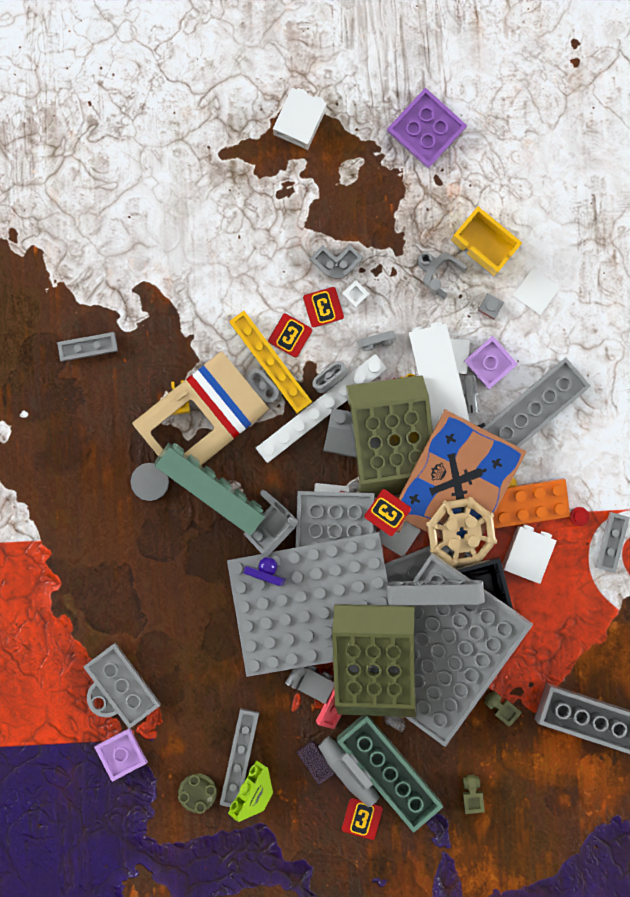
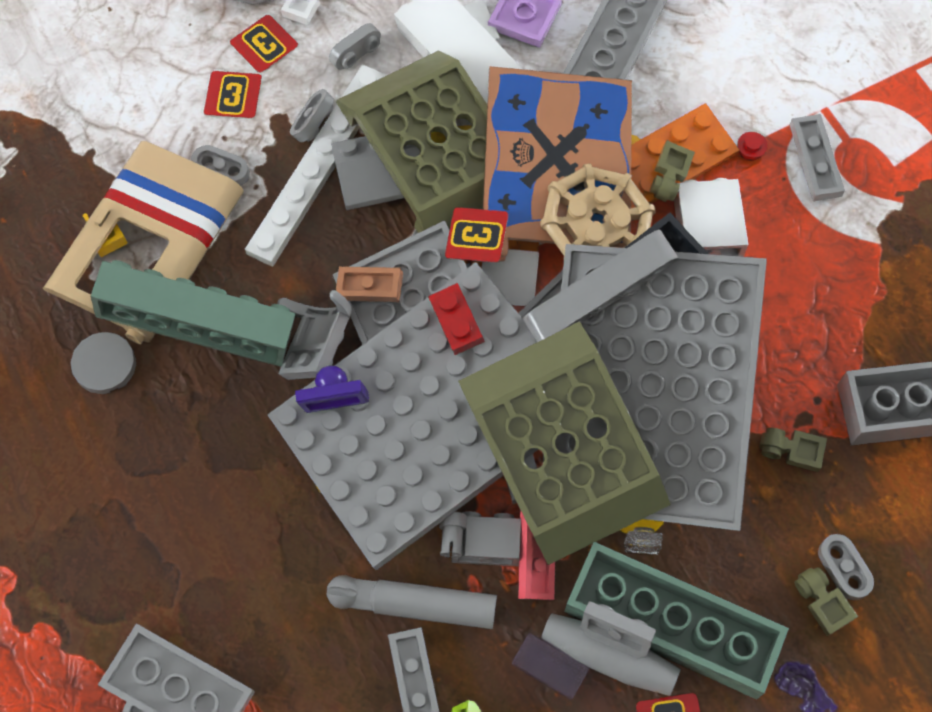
camera: 20 degrees left, 20 degrees down
(261, 697) = (413, 601): none -> light grey piece
(270, 362) = (218, 132): yellow plate -> none
(314, 512) = (370, 283): none -> nougat plate
(351, 564) = (456, 319): none -> red plate
(471, 394) = (516, 51): light grey axle -> none
(493, 782) = (848, 566): none -> light grey plate
(523, 515) = (674, 165): none -> olive plate

